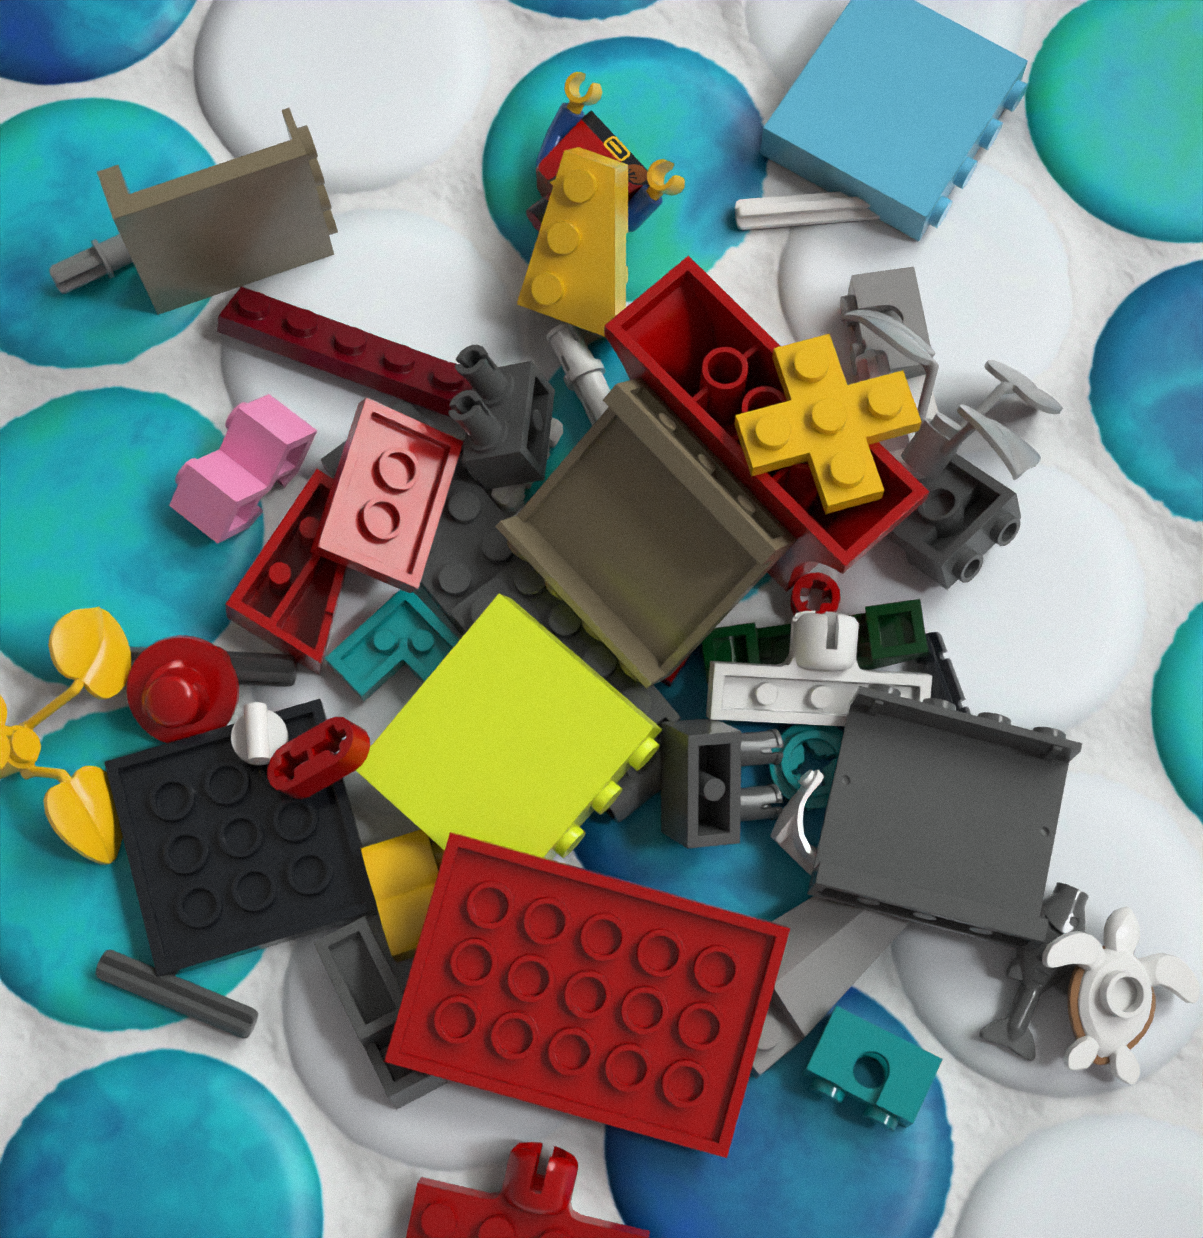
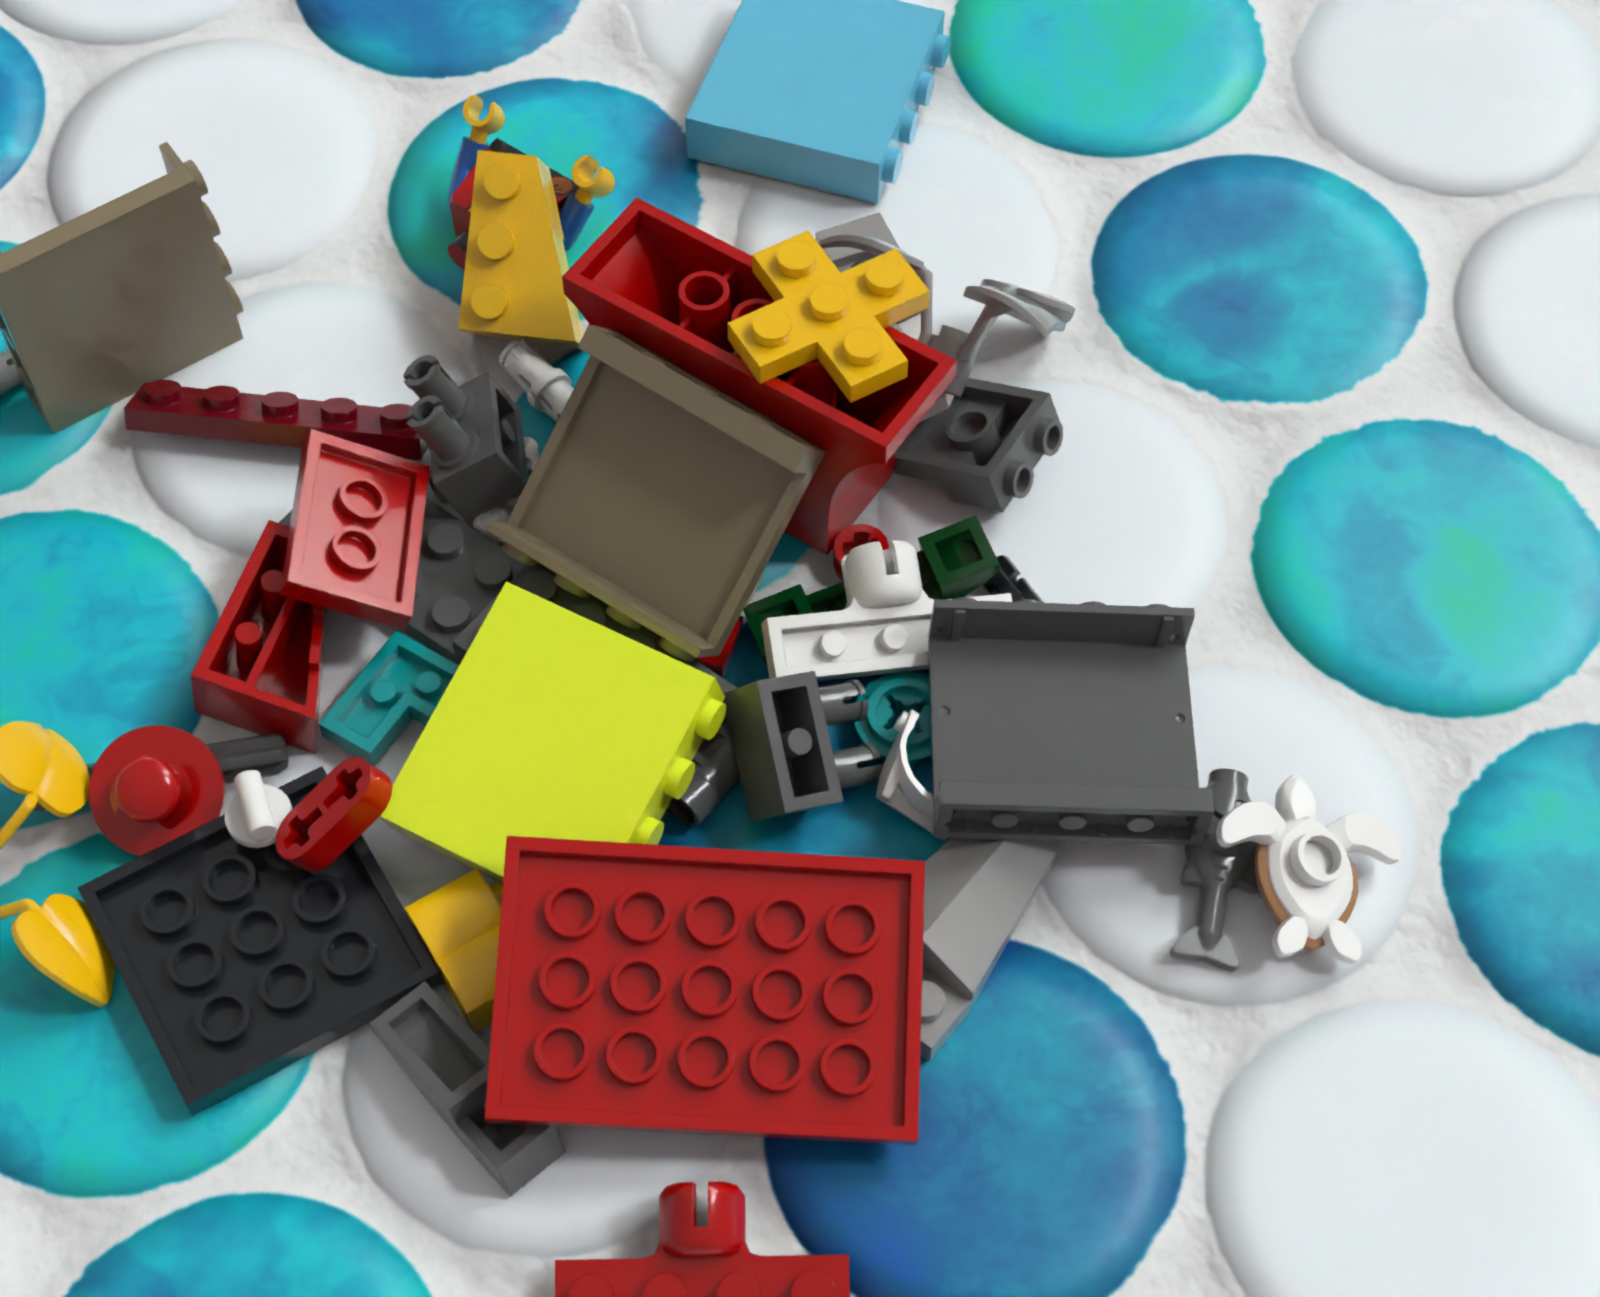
camera: 15 degrees left, 15 degrees down
(177, 994) = (214, 1126): dark grey axle -> none
(259, 449) = (195, 537): bright pink brick -> none
(800, 210) = (747, 197): white axle -> none
(905, 1068) = (1037, 983): teal brick -> none

